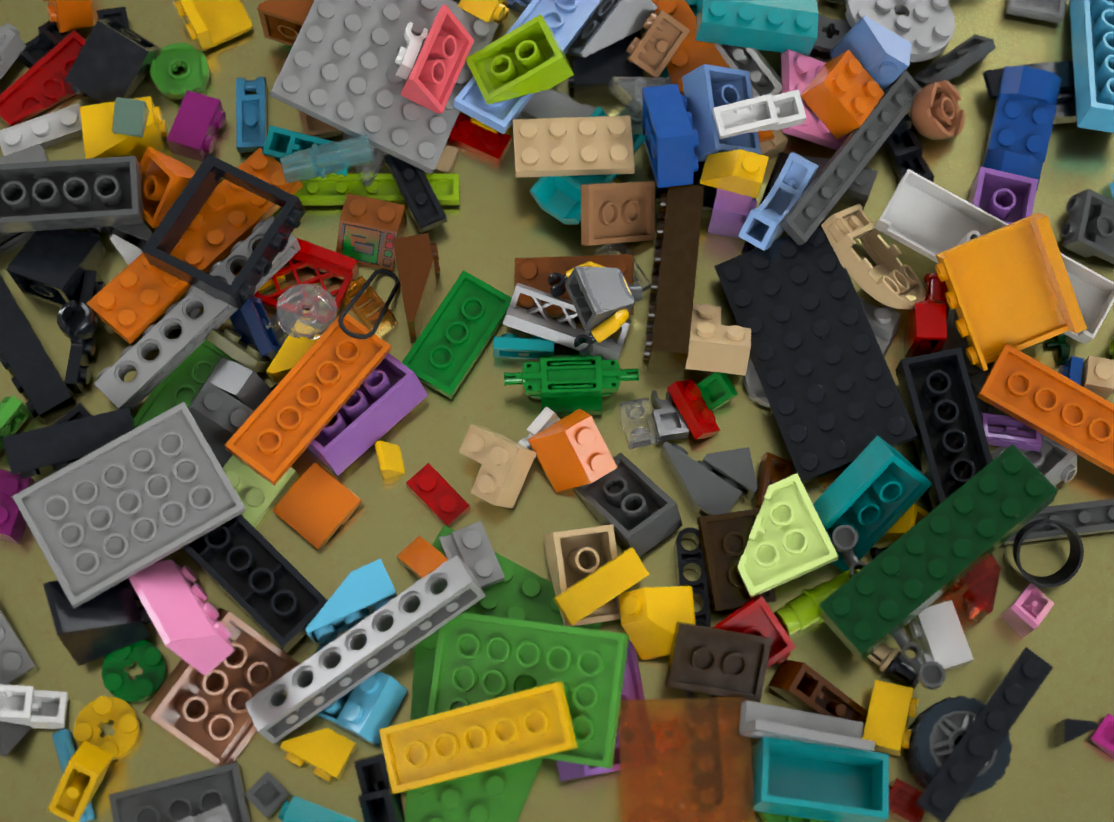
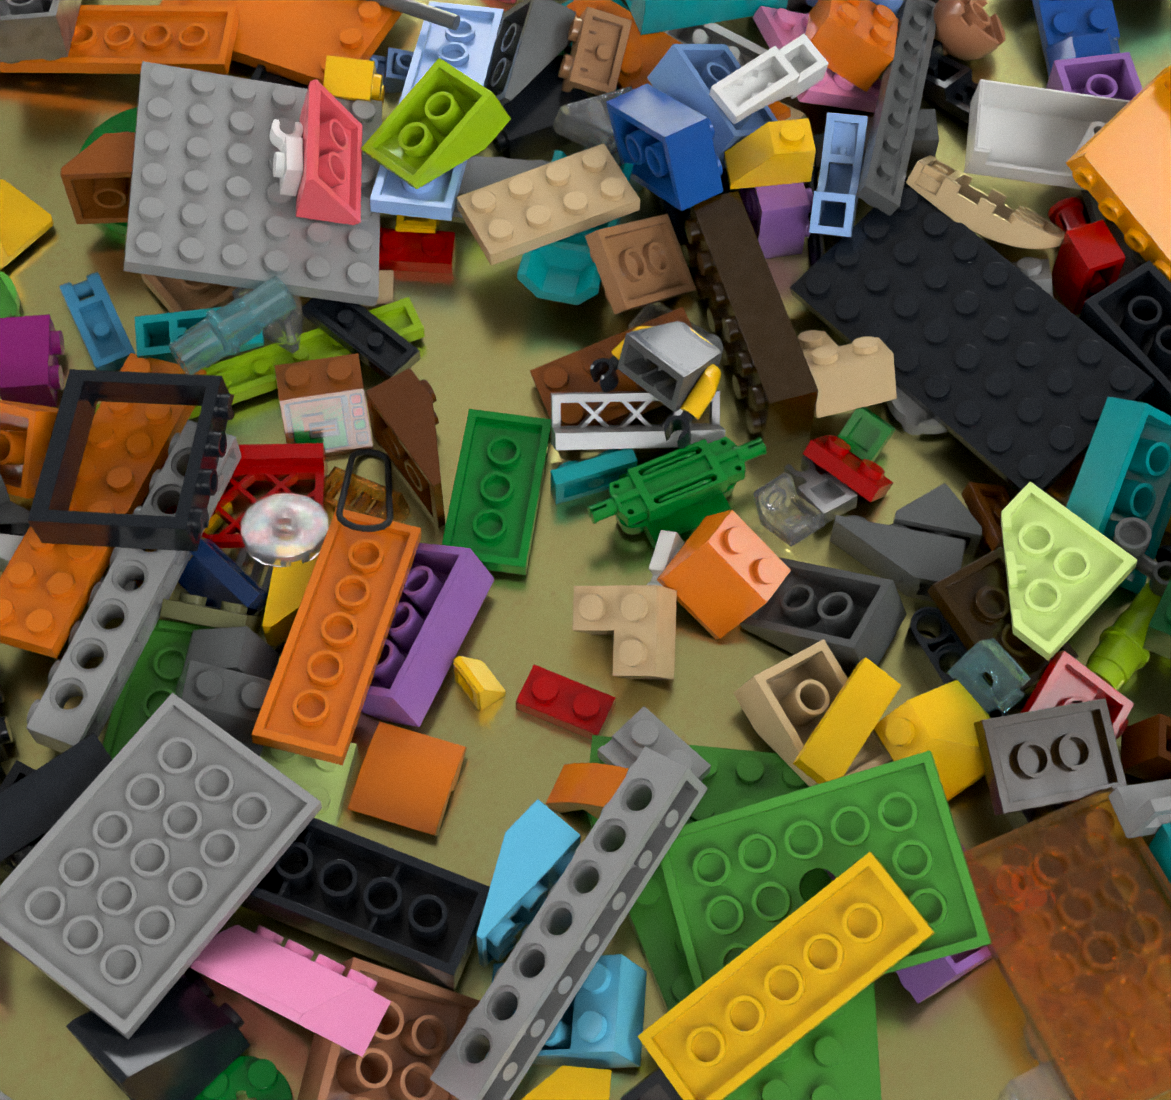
camera: 20 degrees left, 10 degrees down
(706, 593) = (1006, 673): none -> clear light blue brick

